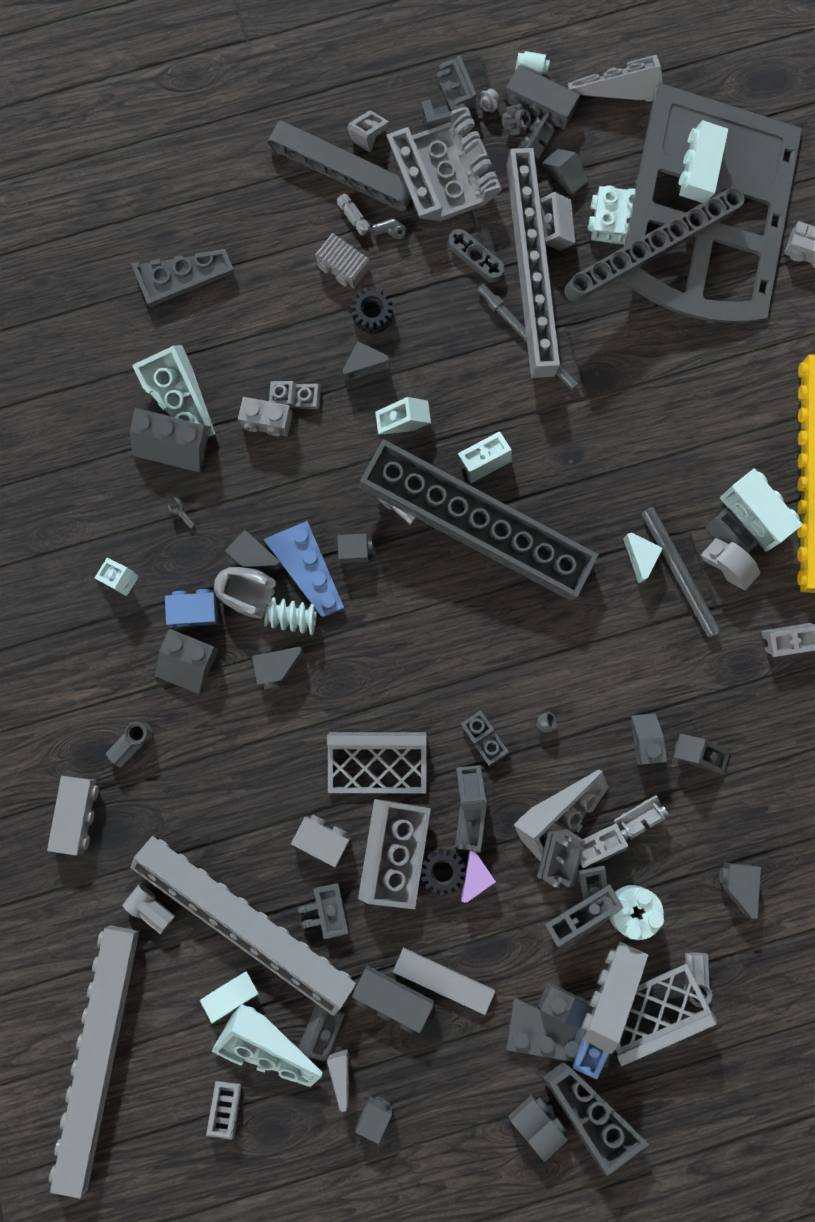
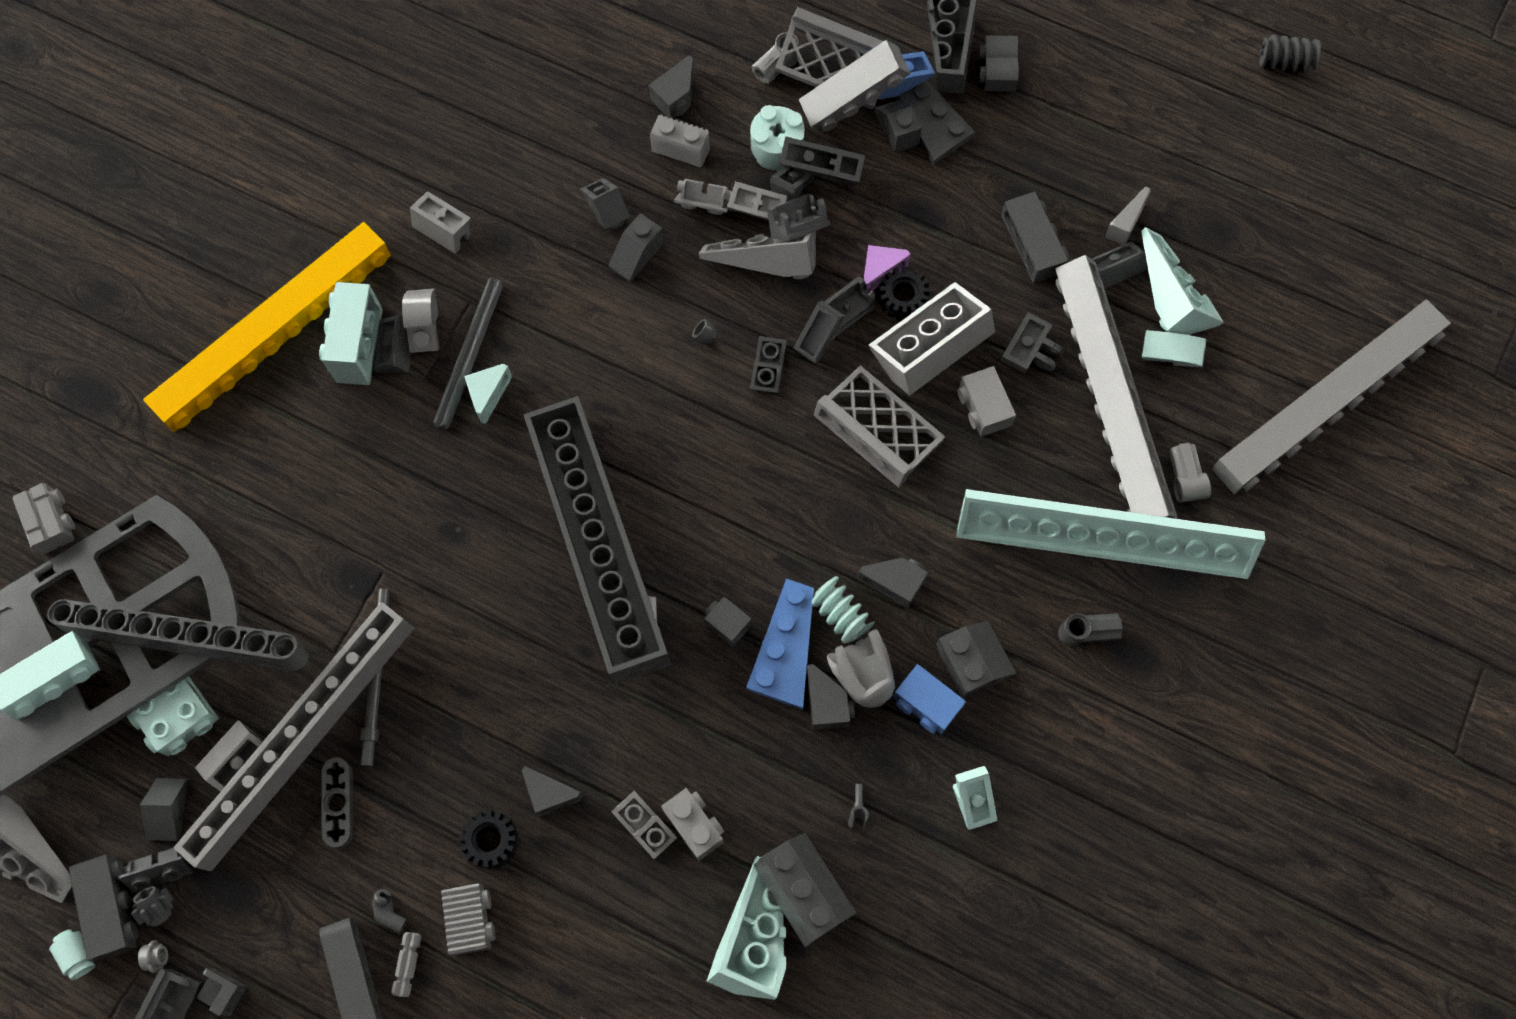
camera: 140 degrees left, 10 degrees down
(73, 815) = (1195, 609): light grey brick -> none
(159, 818) = (1109, 534): none -> light aqua plate
(212, 1131) = (1264, 257): light grey slope -> none
(374, 1119) = (1127, 168): dark grey brick -> none
(403, 416) = (565, 703): light aqua slope -> none
(444, 981) = (979, 219): light grey tile -> none
(445, 168) = (271, 923): light grey slope -> none
(485, 457) = (528, 596): light aqua hinge -> none
(698, 846) = (680, 141): none -> light grey brick

